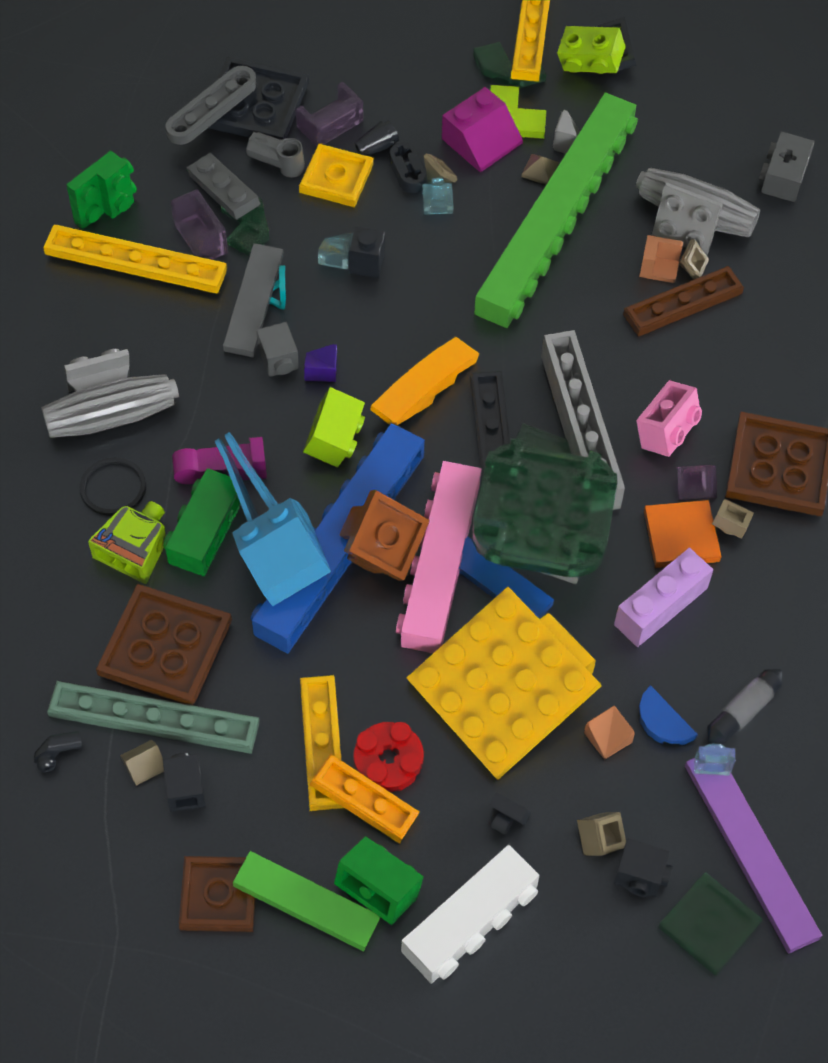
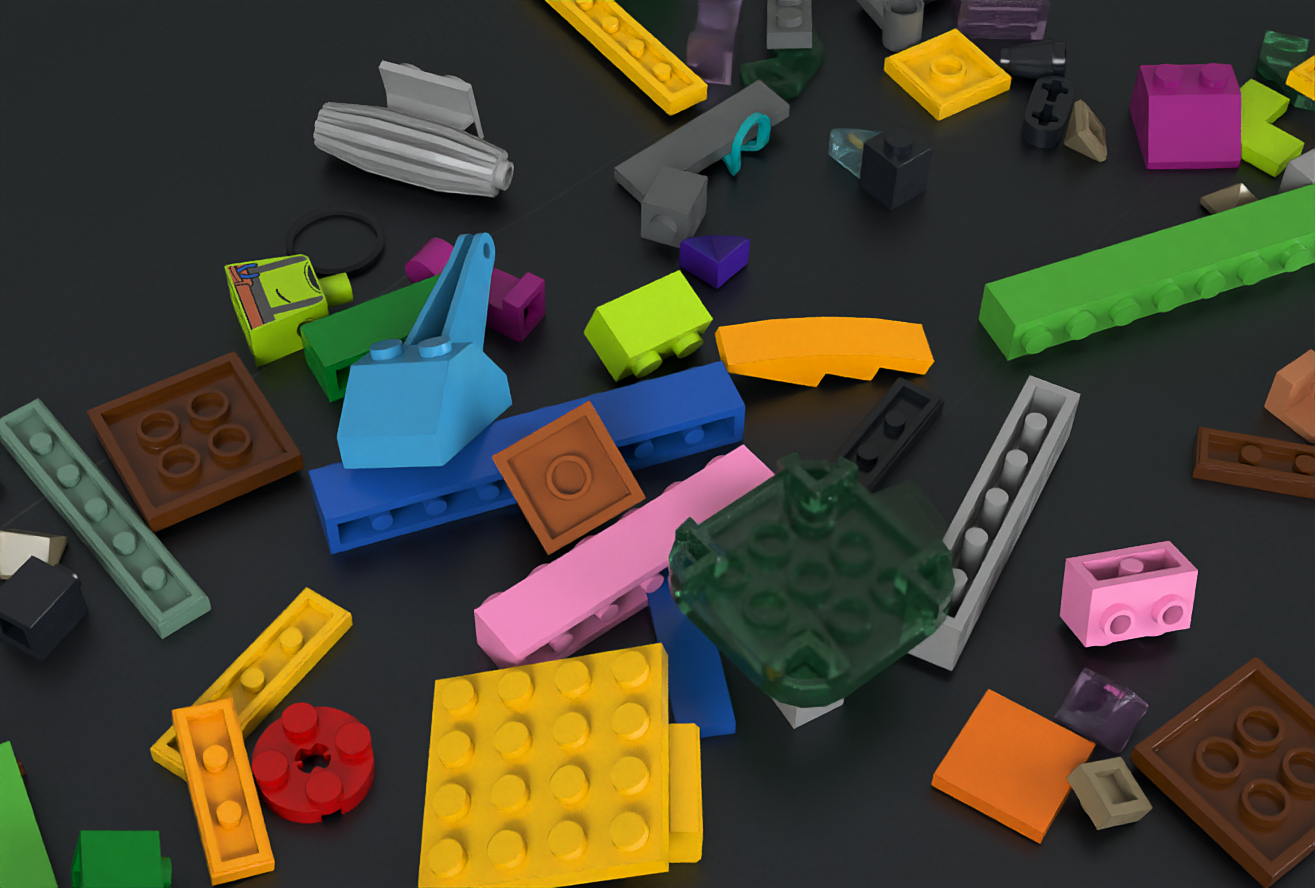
camera: 40 degrees right, 10 degrees down
(437, 197) = (1056, 162): clear light blue tile -> none
(663, 597) = (895, 824): lavender brick -> none

